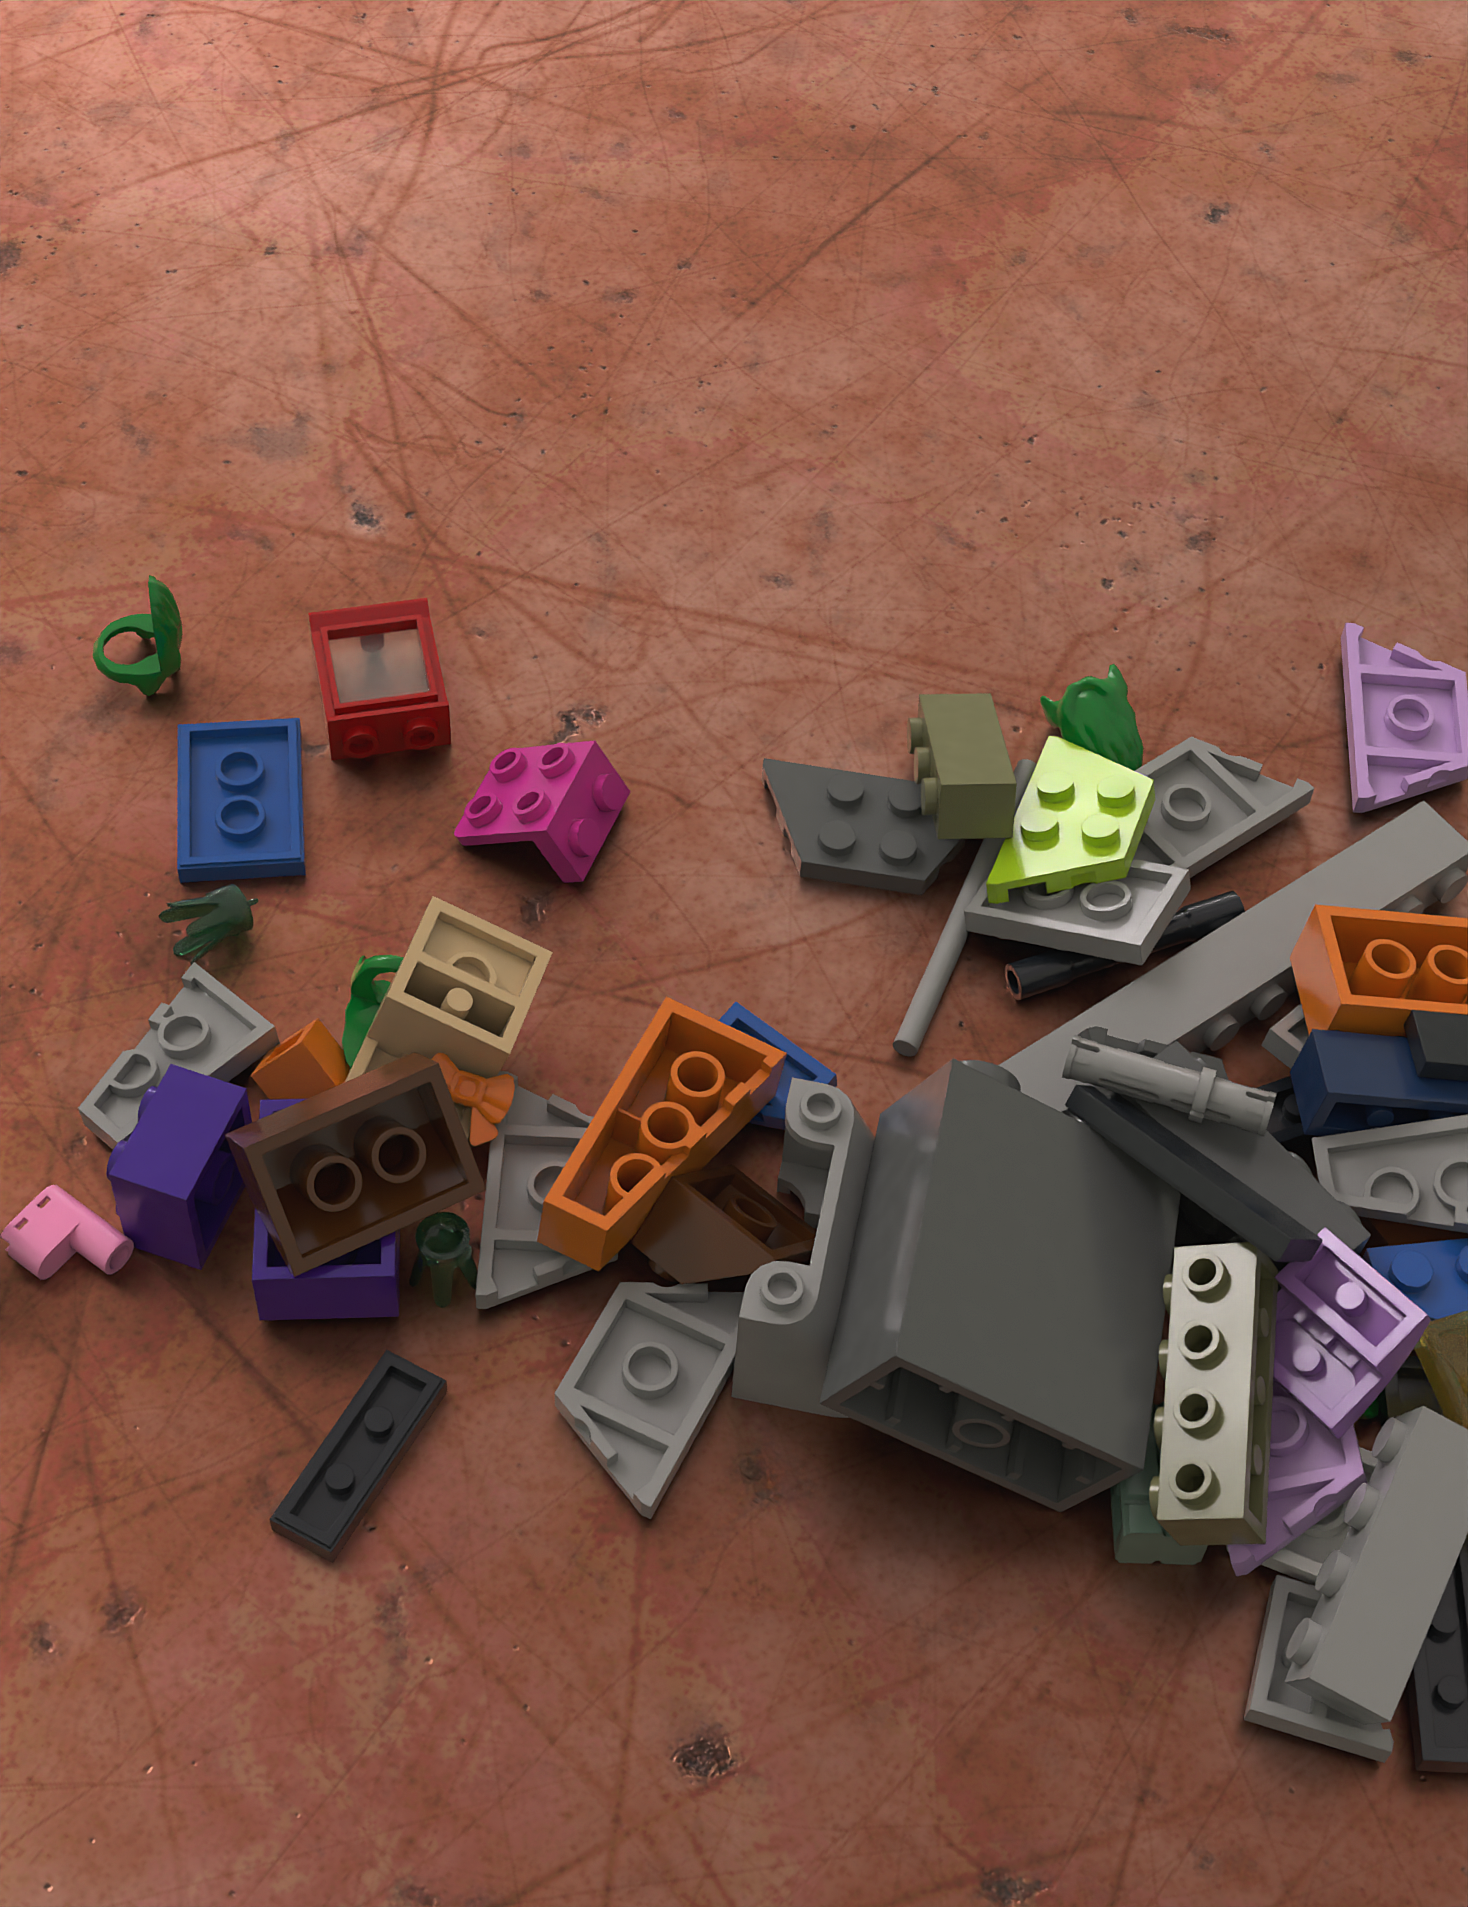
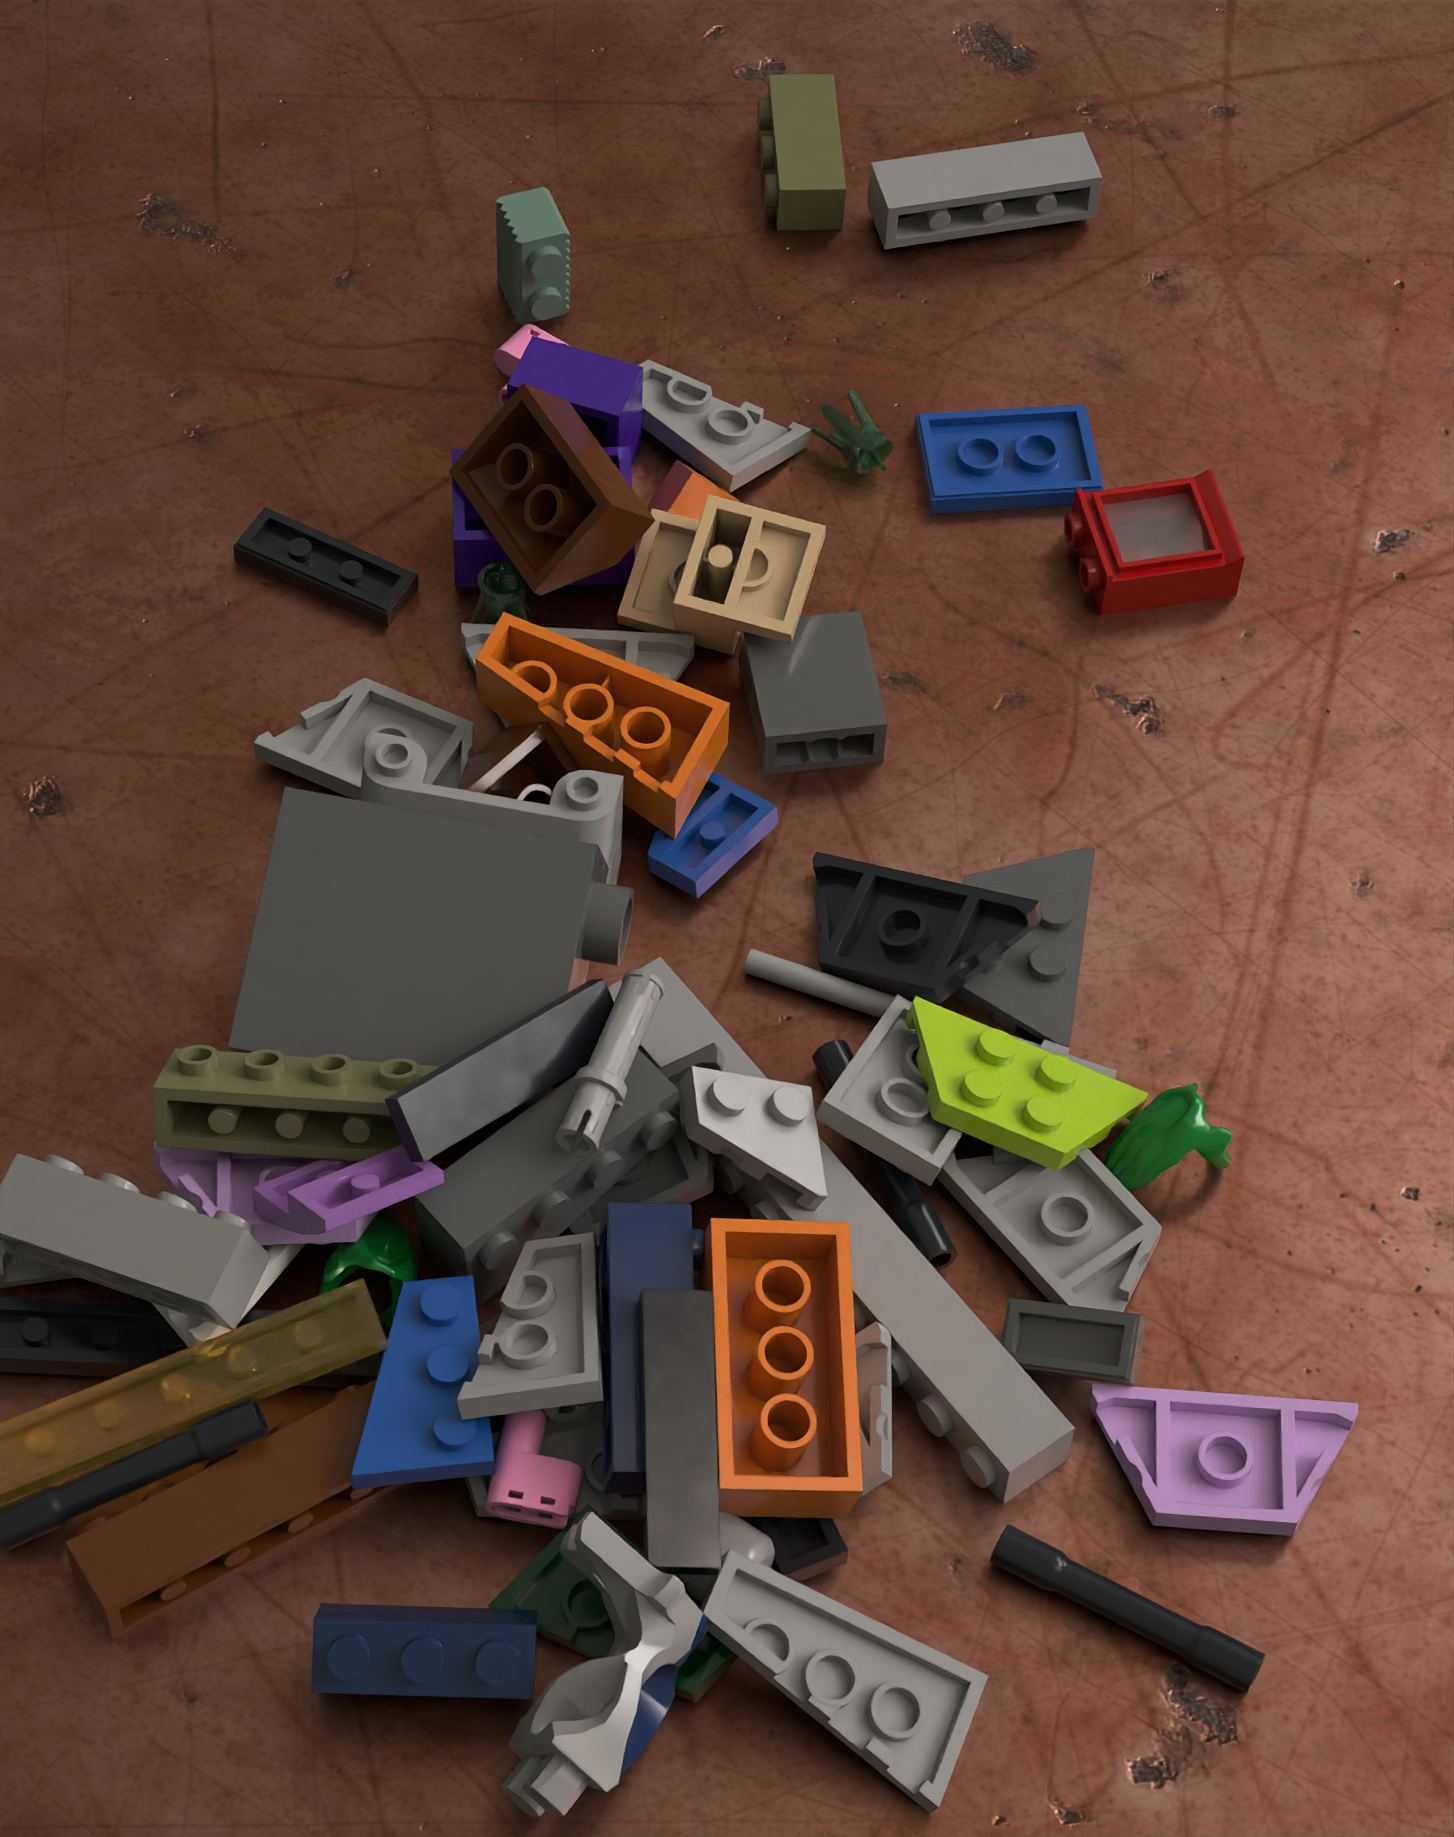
camera: 90 degrees right, 0 degrees up
(163, 625) = (1176, 366): green piece -> none
(487, 1098) = (660, 580): orange piece -> none
(548, 795) = (1008, 675): dark pink bracket -> none
(599, 971) = (814, 698): none -> dark grey brick
(877, 906) = (911, 929): none -> black wing
(962, 766) = (1077, 993): olive brick -> none
(1170, 1000) = (758, 1126): none -> light grey wing
(1319, 805) = (1074, 1341): none -> dark grey tile

